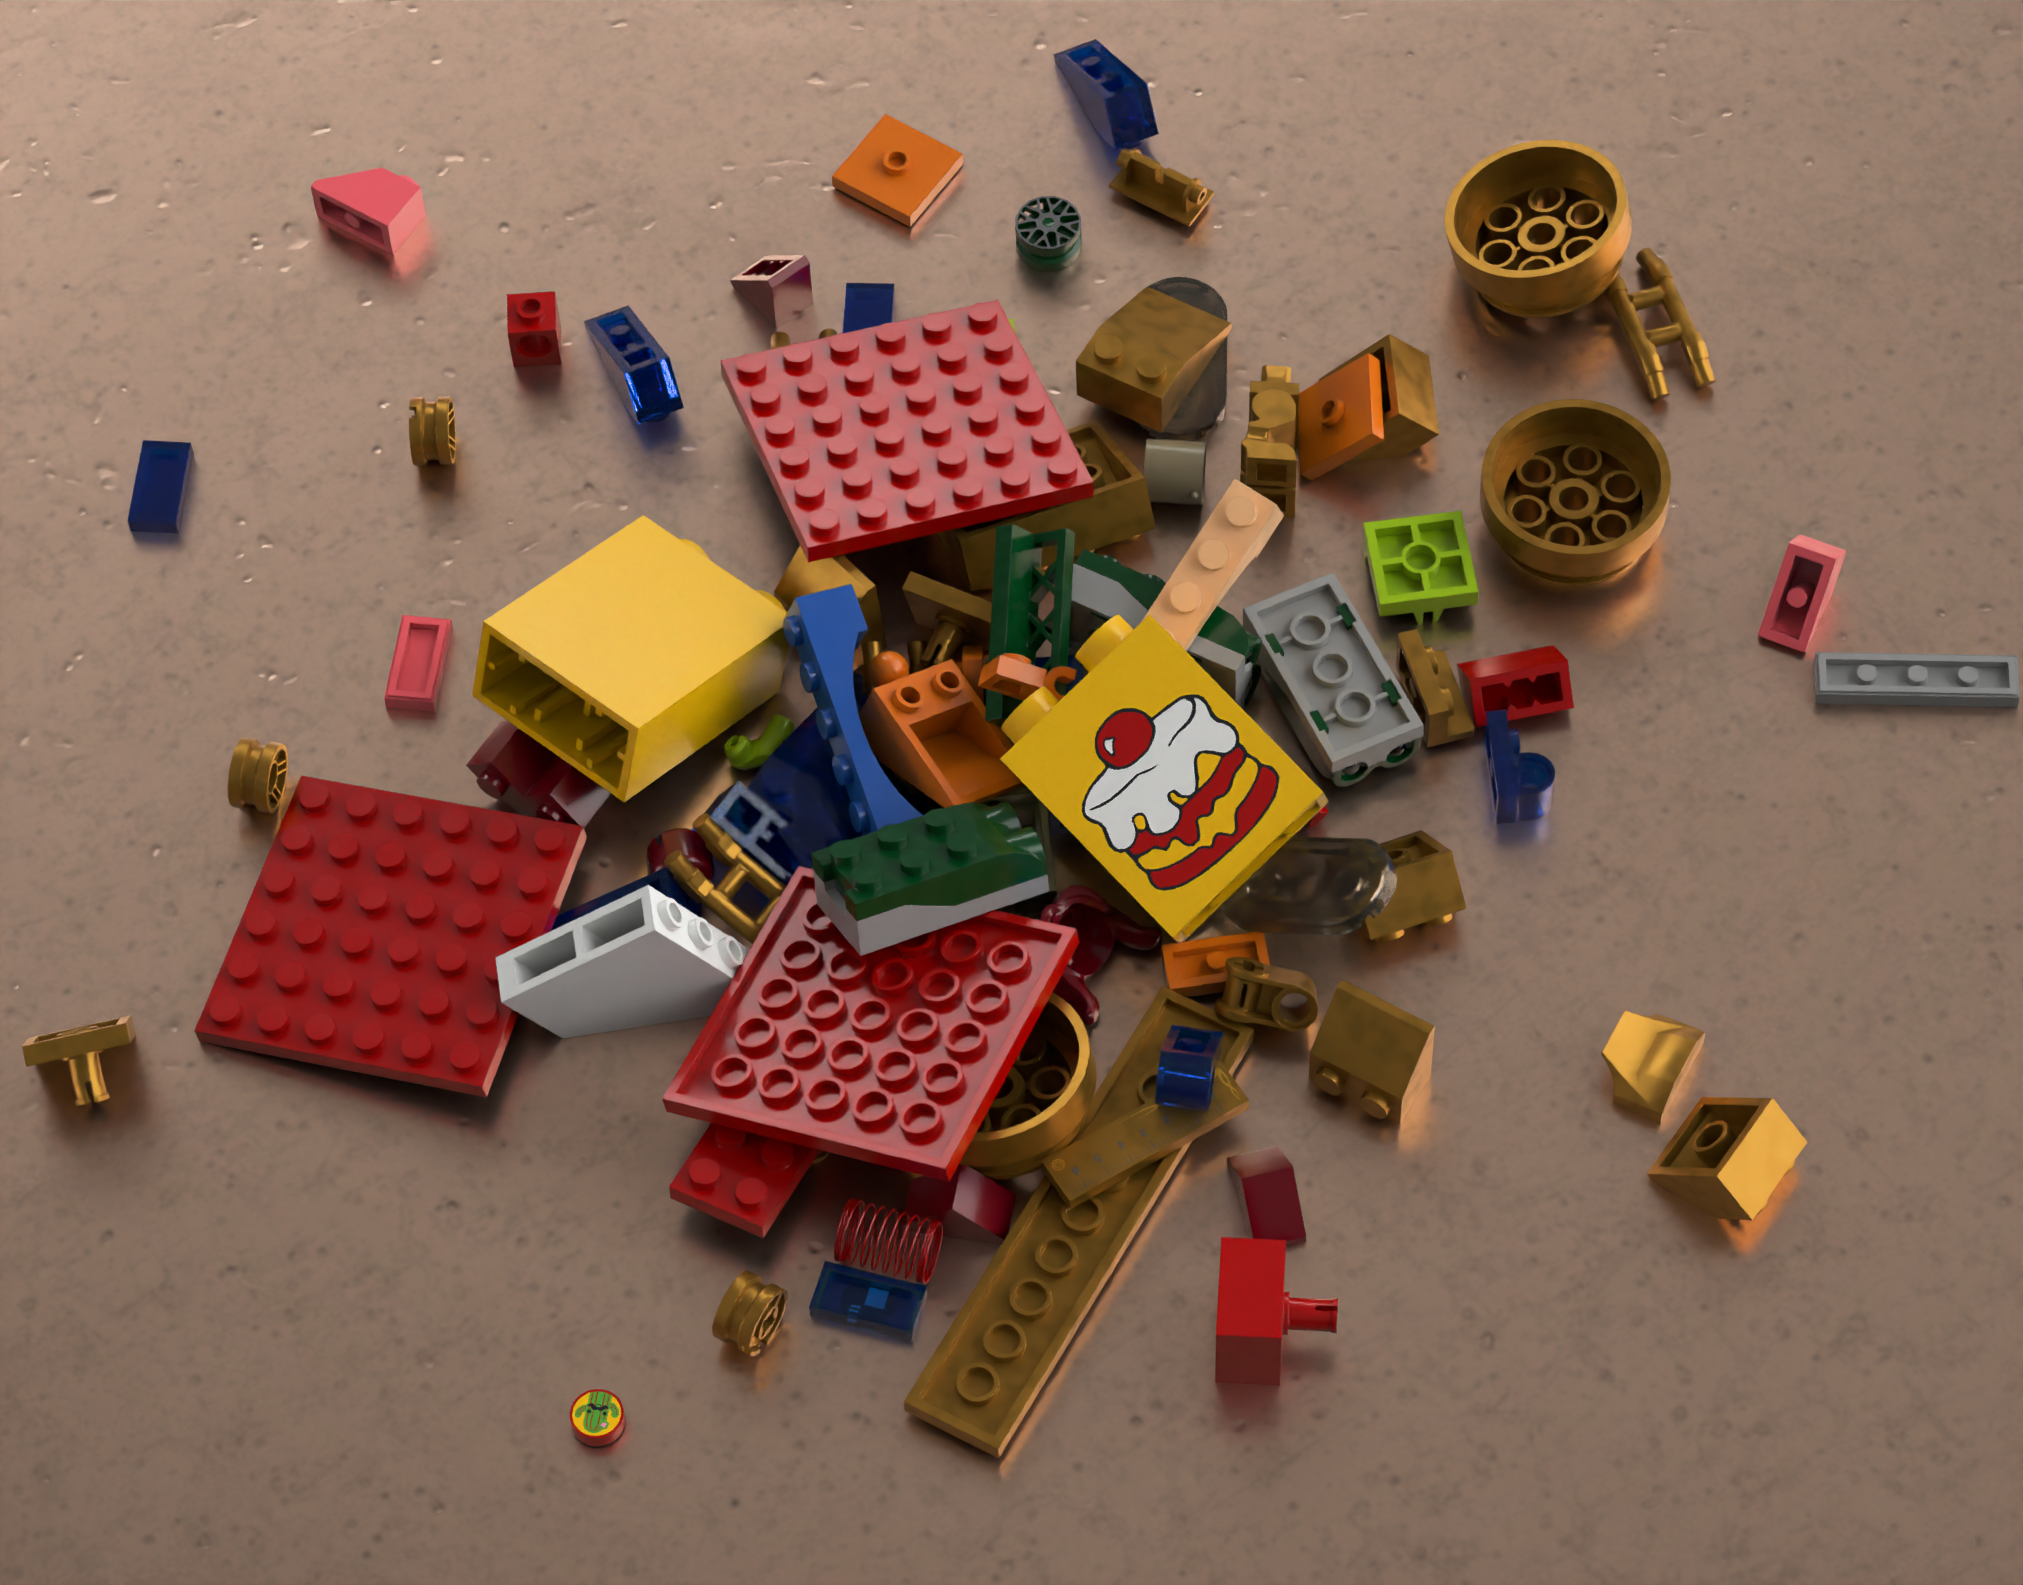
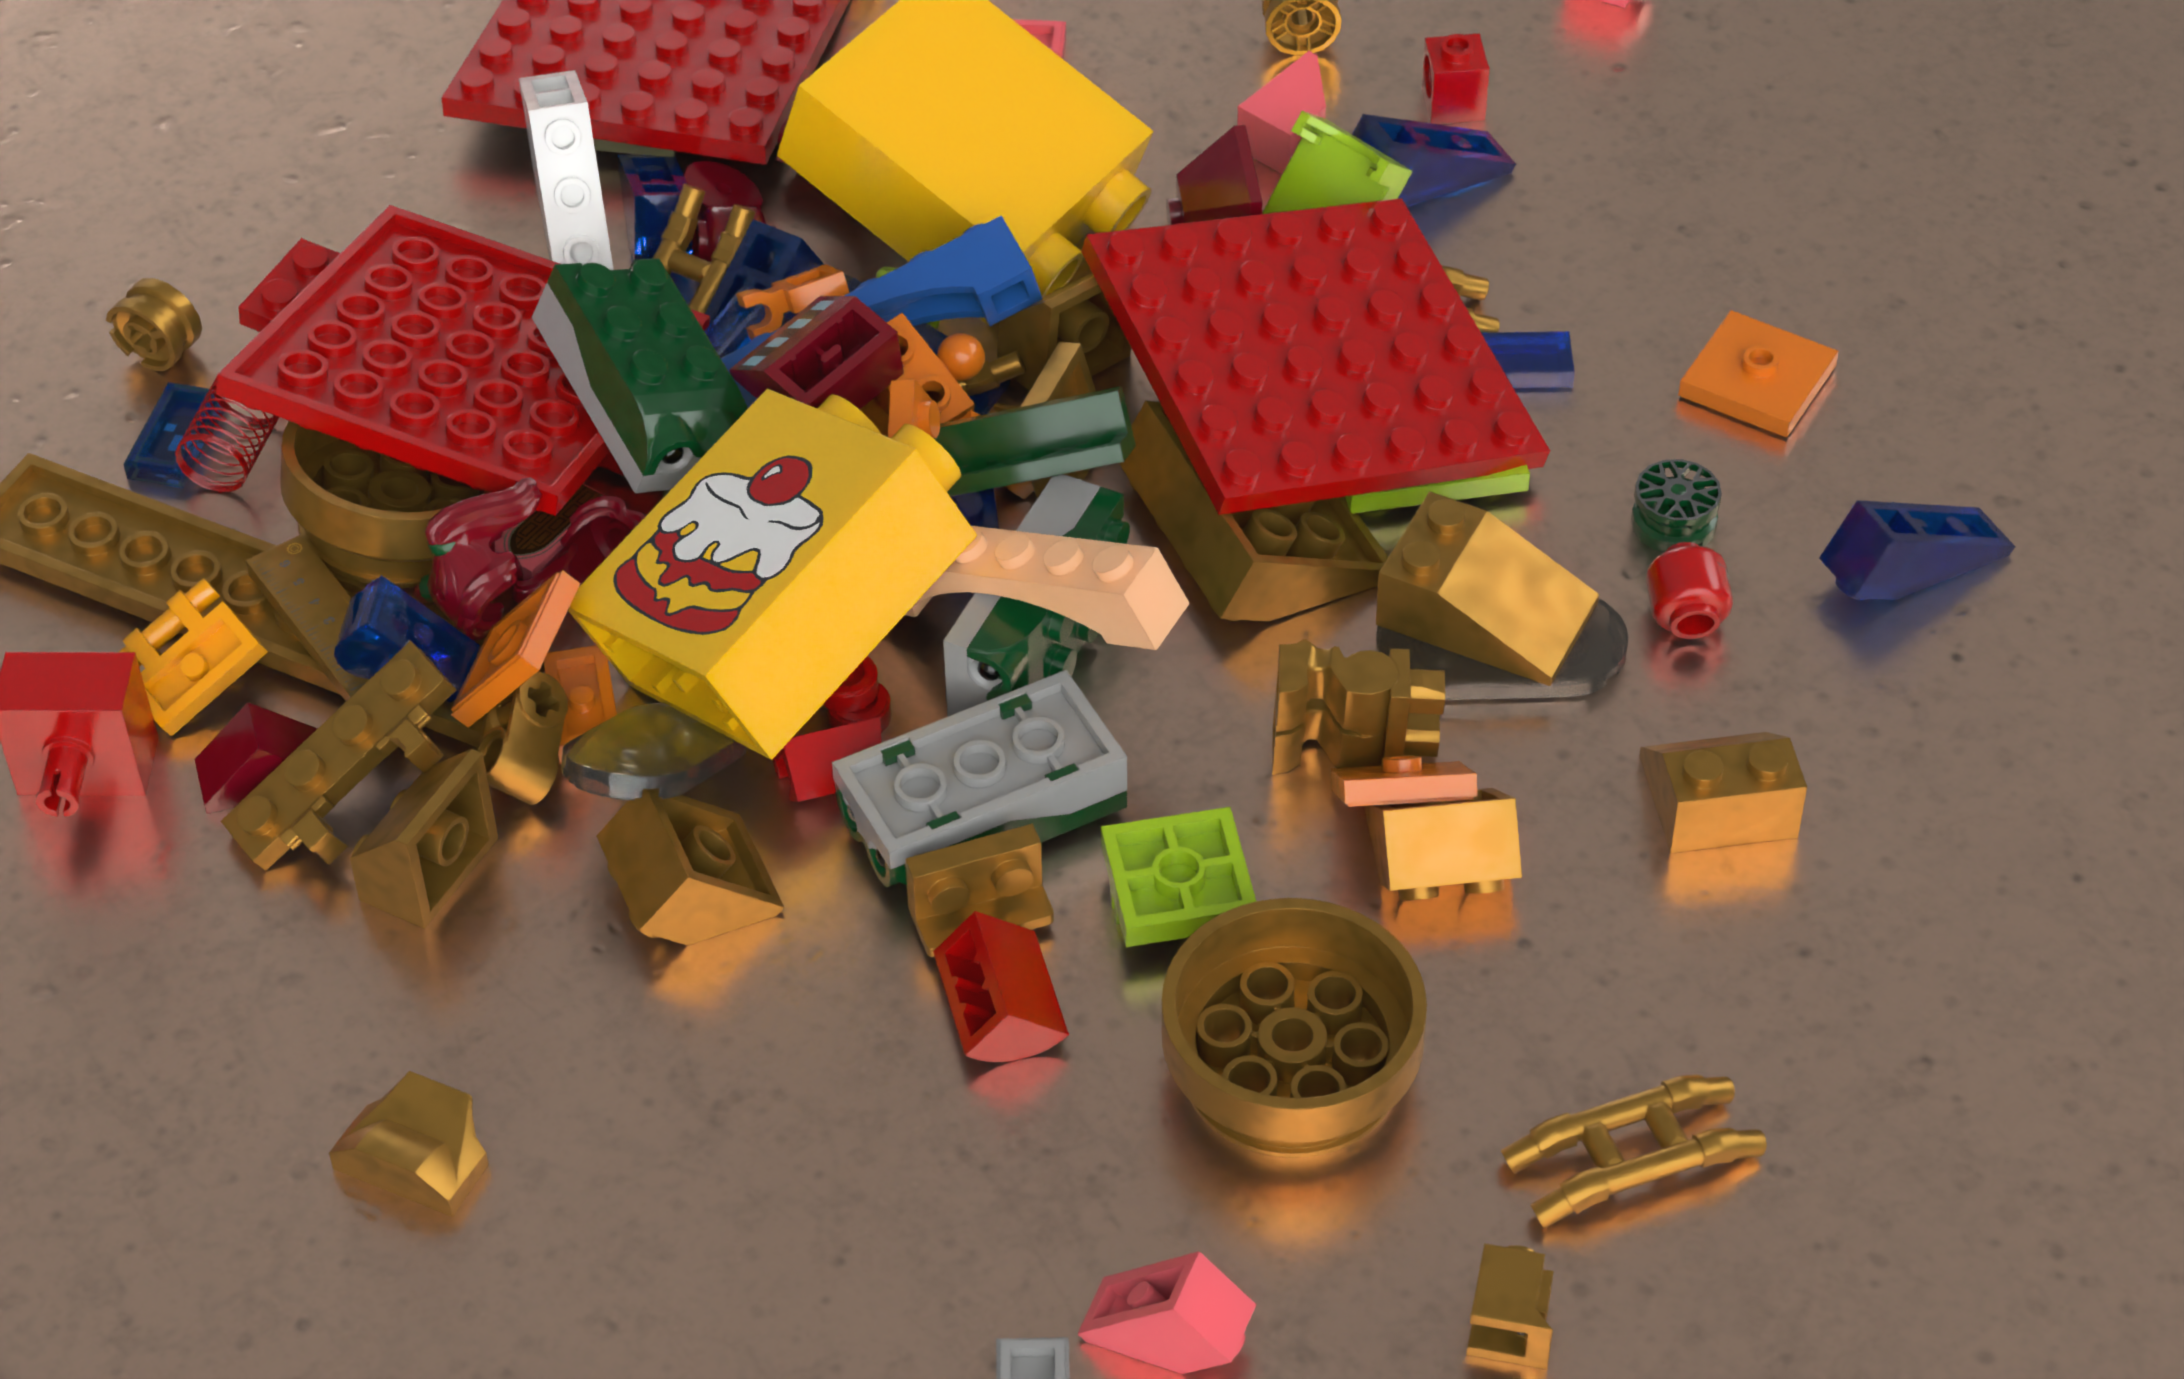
camera: 85 degrees right, 10 degrees down
(563, 450) = (1276, 107): none -> coral slope
(597, 1417) = (66, 238): tile -> none
(600, 877) = (722, 184): none -> dark red piece
(686, 415) = (1334, 170): none -> lime piece
(700, 488) = (1217, 182): none -> dark red slope
(777, 287) = (1548, 272): dark red slope -> none
(813, 775) = (792, 295): none -> orange plate
(943, 738) = (825, 351): none -> dark red slope
(967, 1206) = (260, 501): dark red slope -> none
(1118, 1012) = (465, 566): none -> dark red hair
(1145, 231) = (1689, 590): none -> red head
(1160, 187) = (1777, 611): pearl gold hinge -> none
(1175, 471) = (1304, 609): dark tan piece -> none
(1175, 1240) = (199, 663): none -> light orange plate
(1209, 976) = (514, 648): none -> orange plate
(1319, 1151) = (337, 756): none -> pearl gold hinge
(1330, 233) = (1726, 790): none -> pearl gold slope
(1512, 769) = (846, 978): clear blue plate -> none
(1539, 227) = (1736, 972): pearl gold wheel -> none
(1729, 1156) = (247, 1222): pearl gold slope -> none
(1788, 398) = (1511, 1307): none -> pearl gold window

